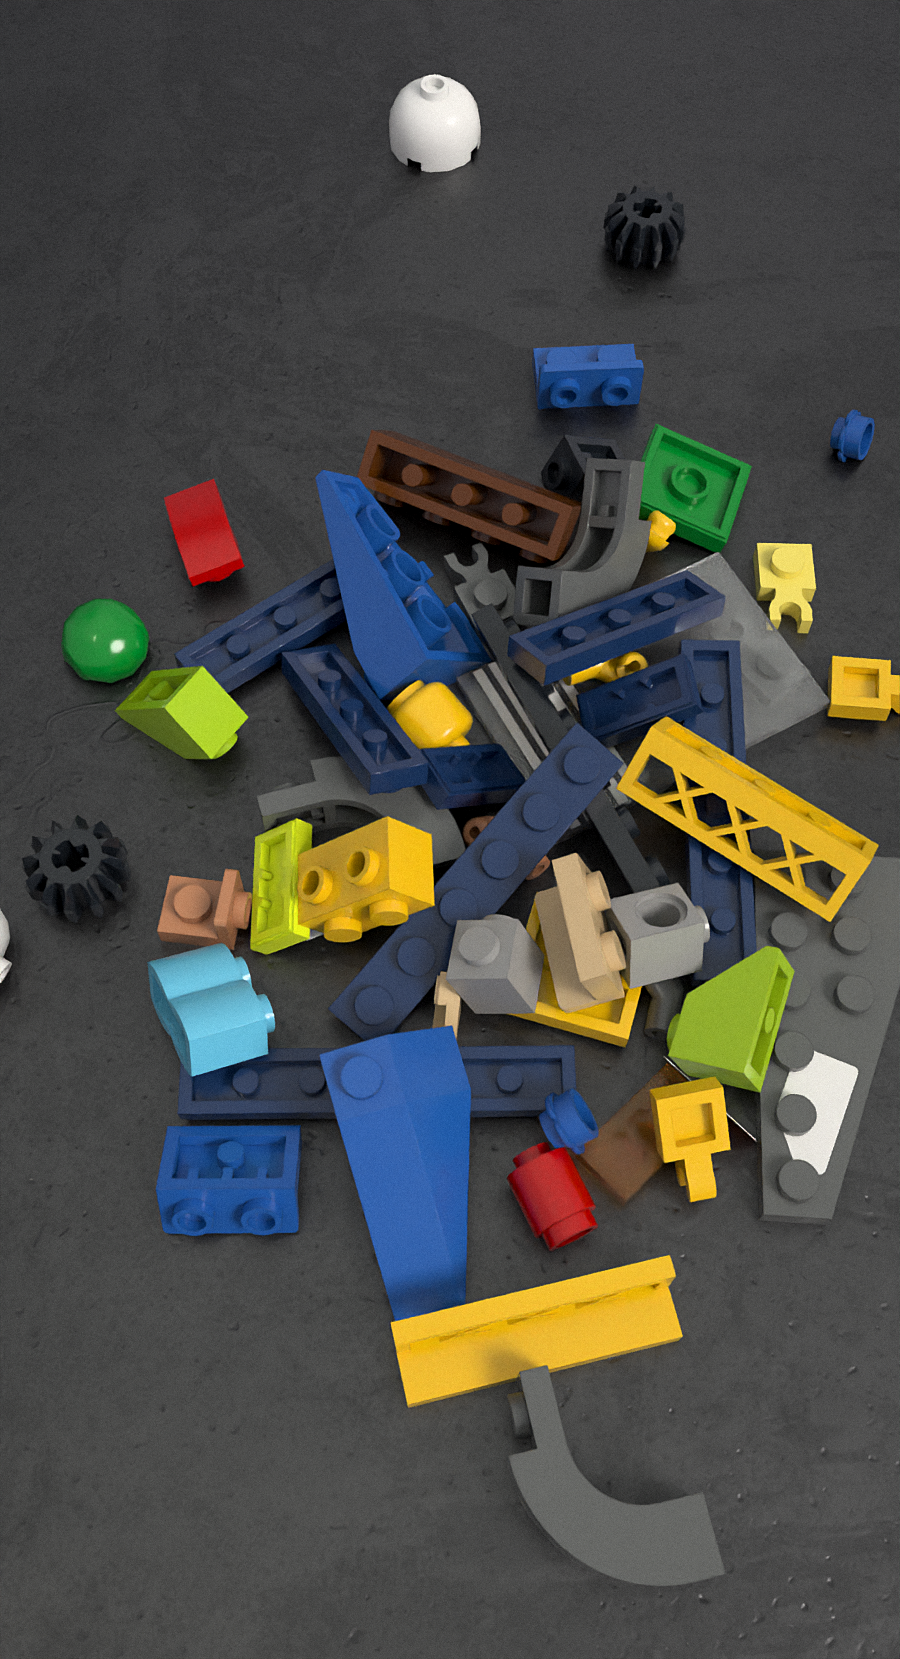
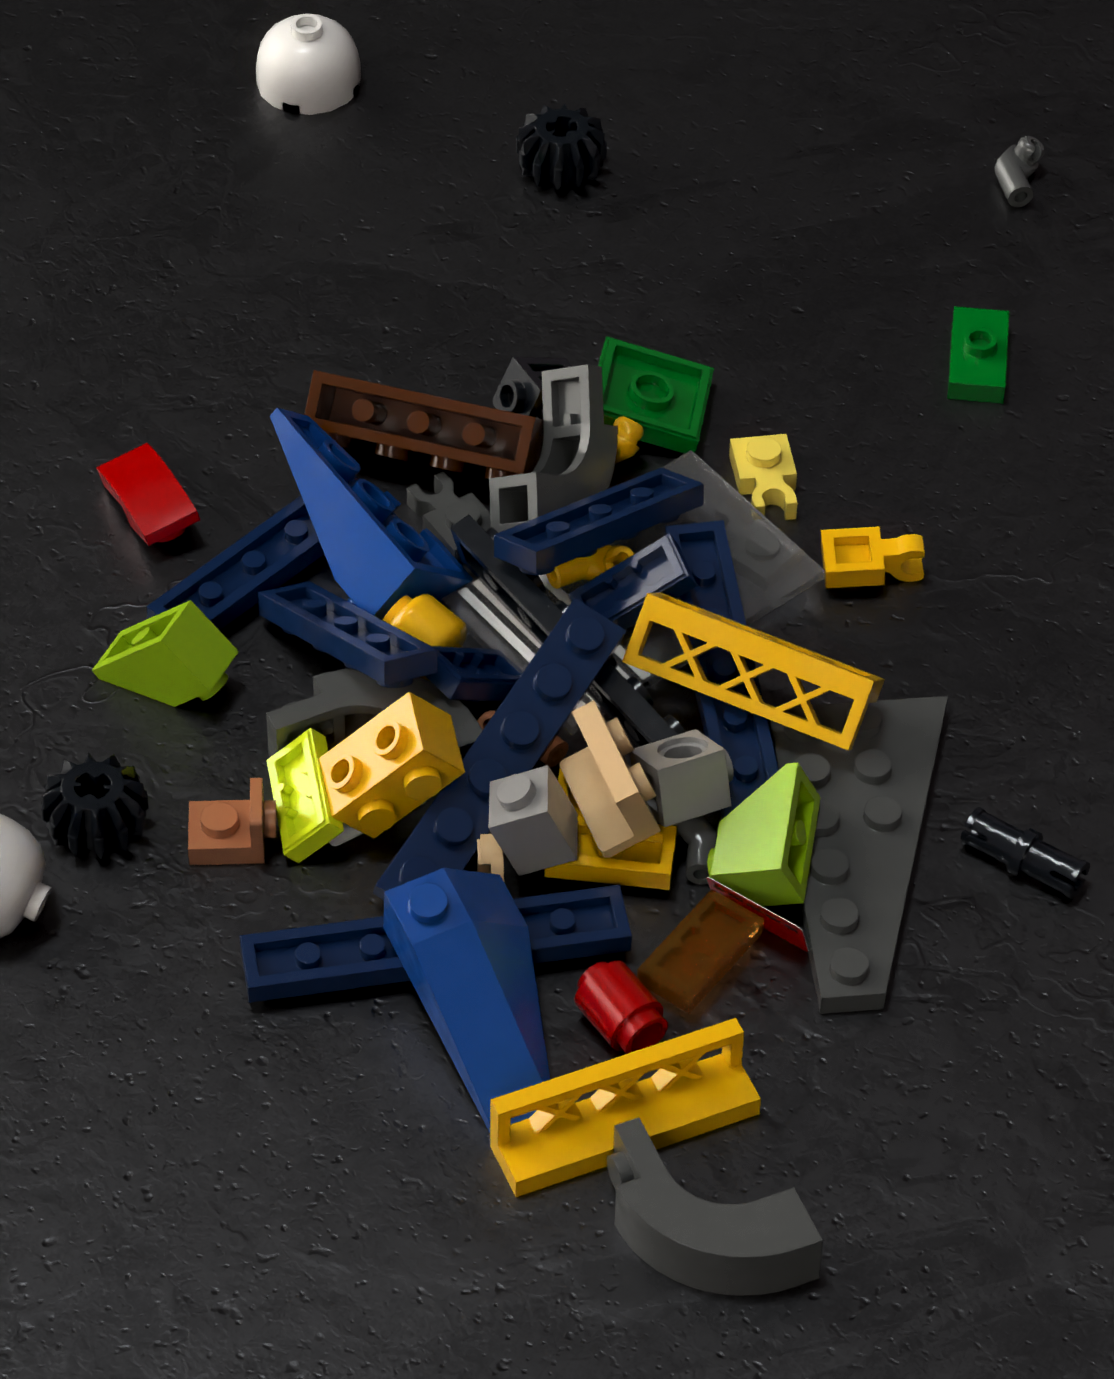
camera: 10 degrees left, 15 degrees down
(104, 640) = (66, 606): green hair -> none
(210, 1008) = (260, 893): medium azure brick -> none
(230, 1179) = (311, 1040): blue bracket -> none
(568, 1121) = (624, 938): blue plate -> none
(587, 376) = (524, 302): blue bracket -> none
(690, 1127) = (739, 924): yellow plate -> none
(829, 1087) = (870, 892): white sticker -> none
(852, 436) = (815, 328): blue plate -> none

